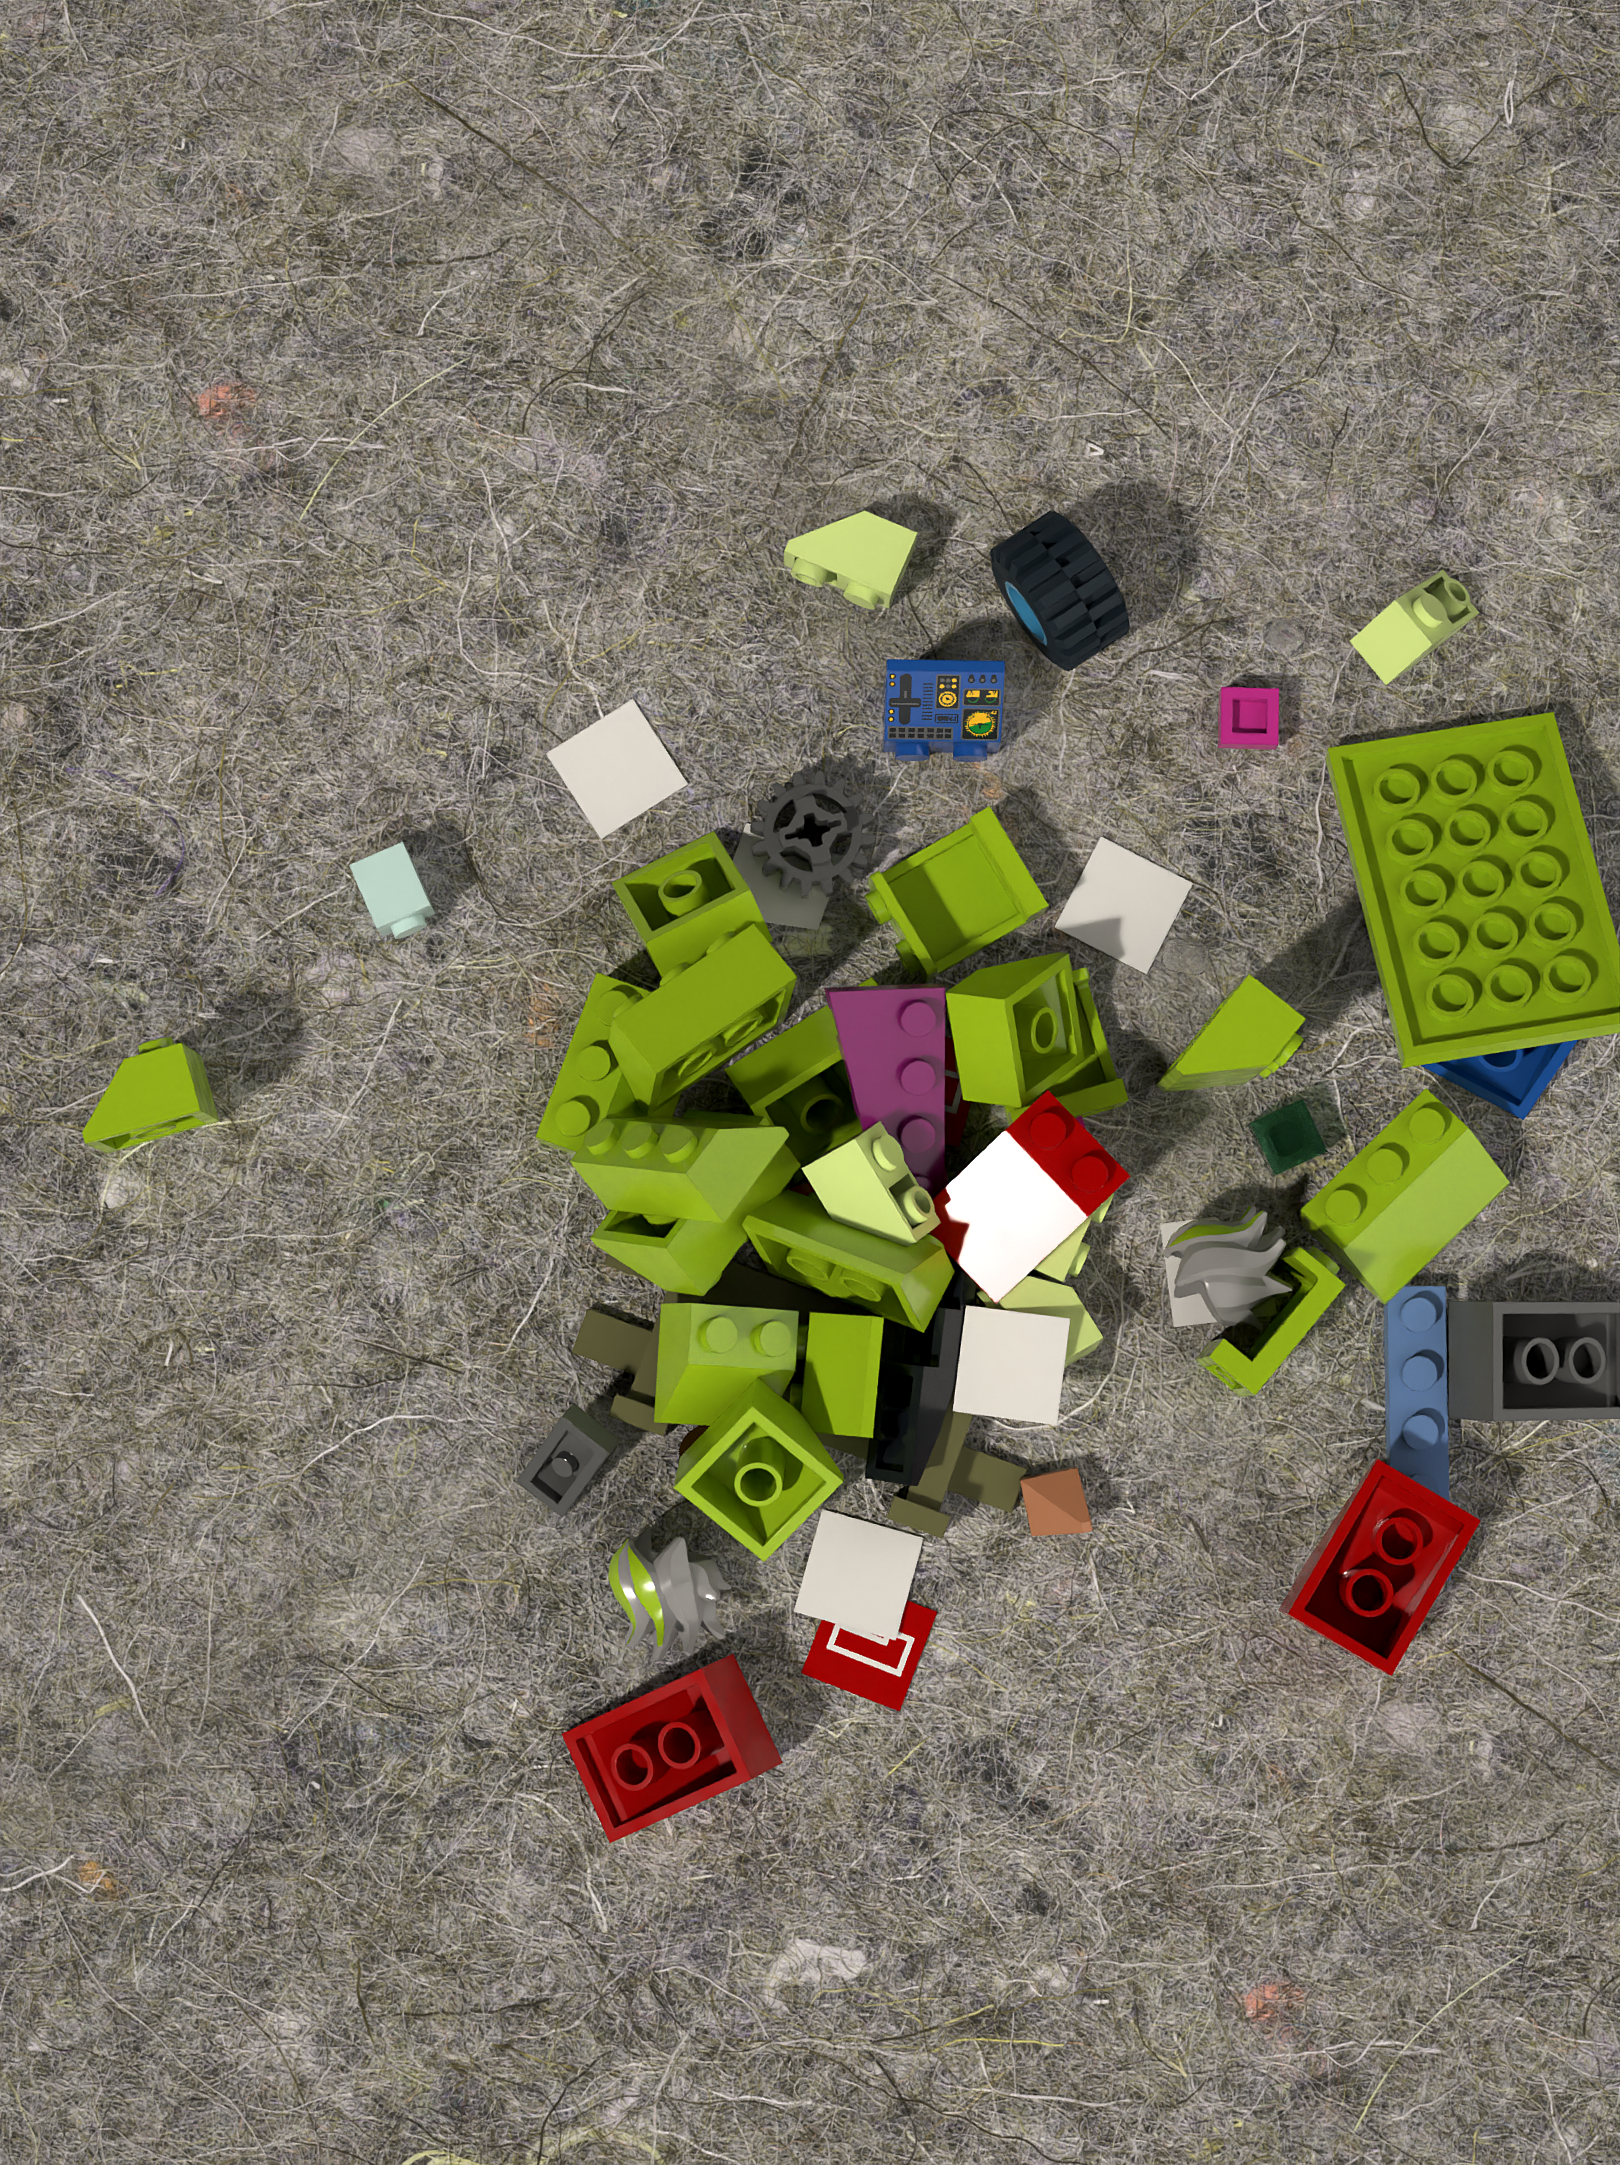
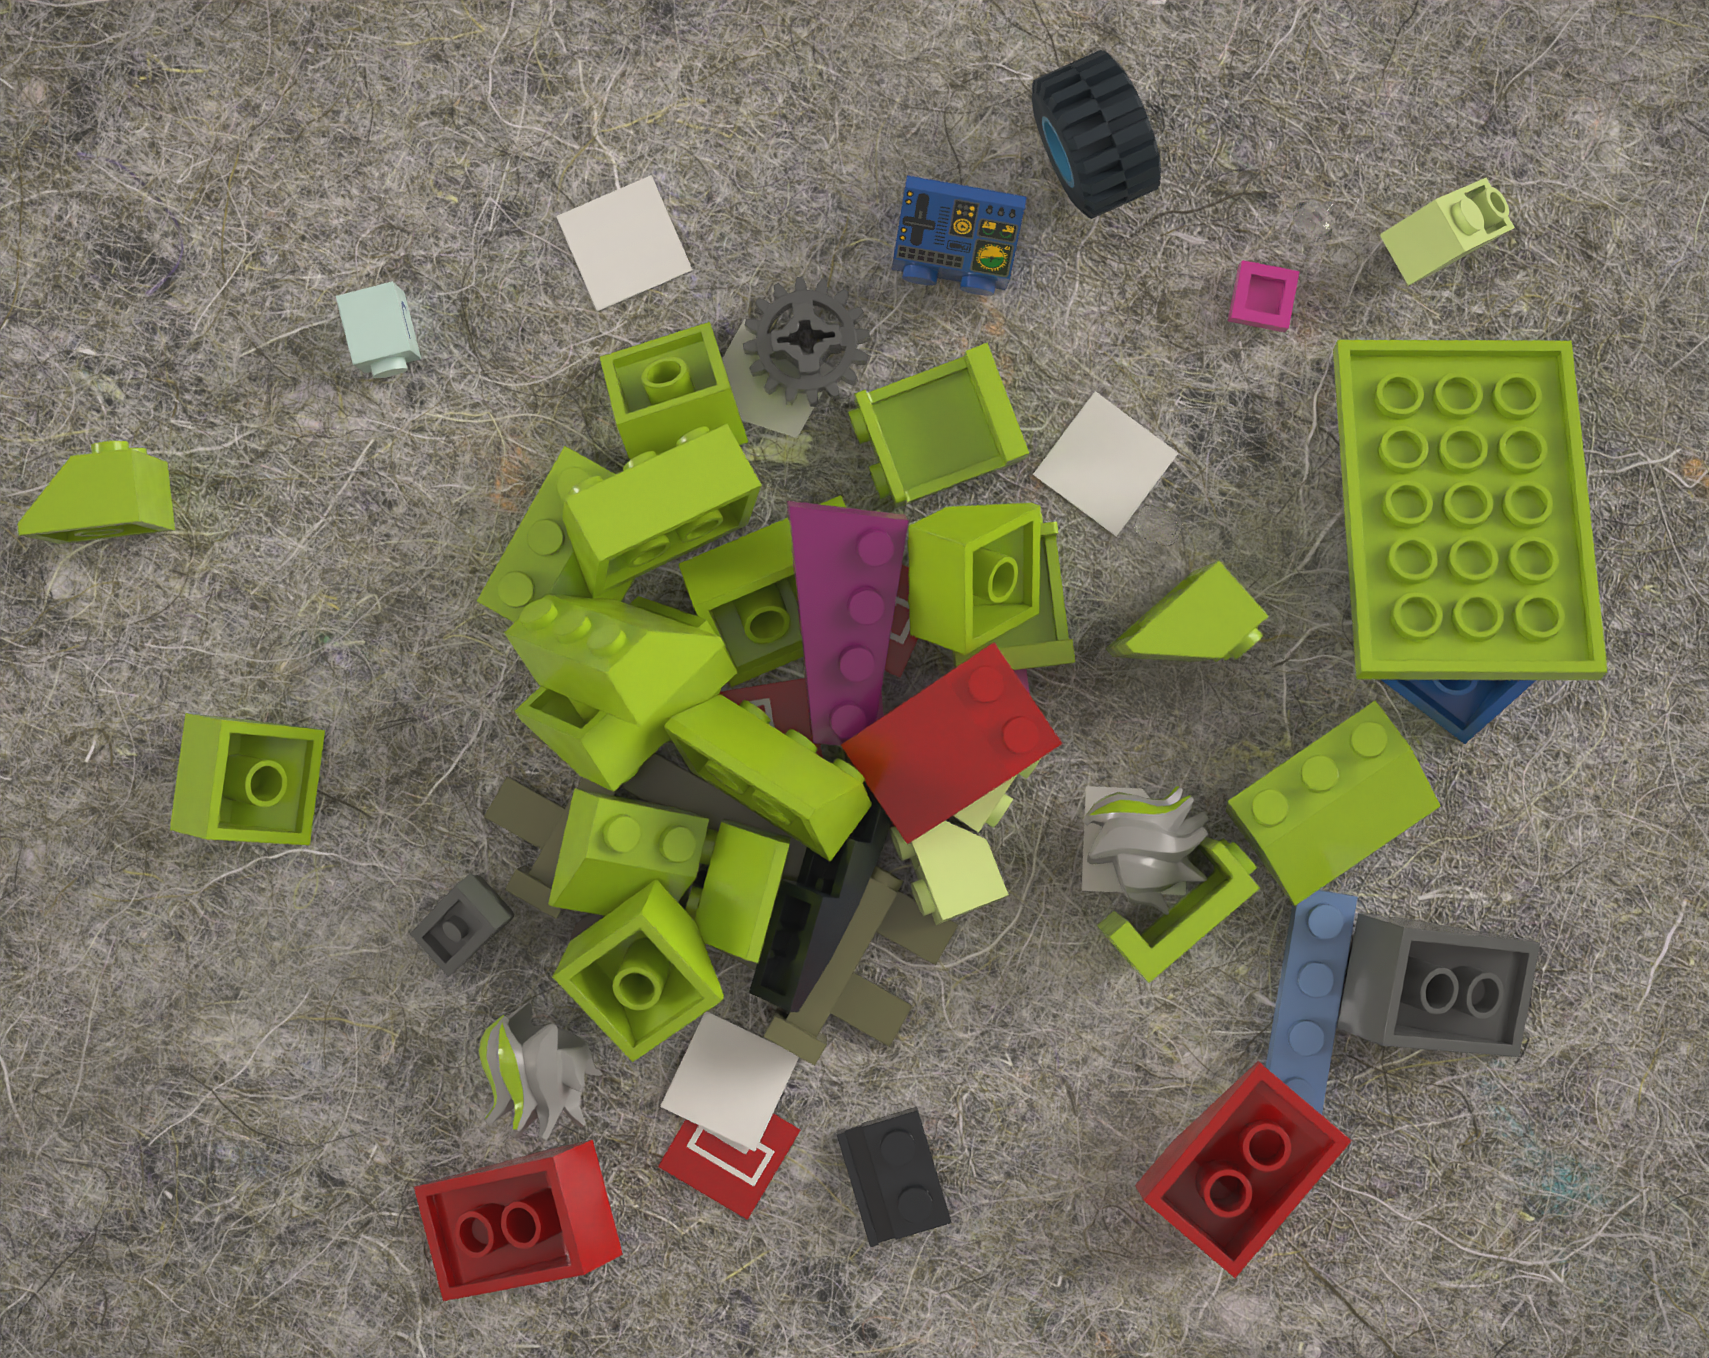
camera: 15 degrees right, 5 degrees up
(332, 1352) = (246, 780): none -> lime slope
(856, 555) = (898, 65): yellowish green slope -> none
(872, 1188) = (802, 711): yellowish green slope -> none
(1011, 1365) = (912, 907): white sticker -> none
(1038, 1642) = (893, 1176): none -> black plate
(1055, 1503) = (934, 1045): nougat slope -> none
(1287, 1137) = (1227, 724): clear green plate -> none

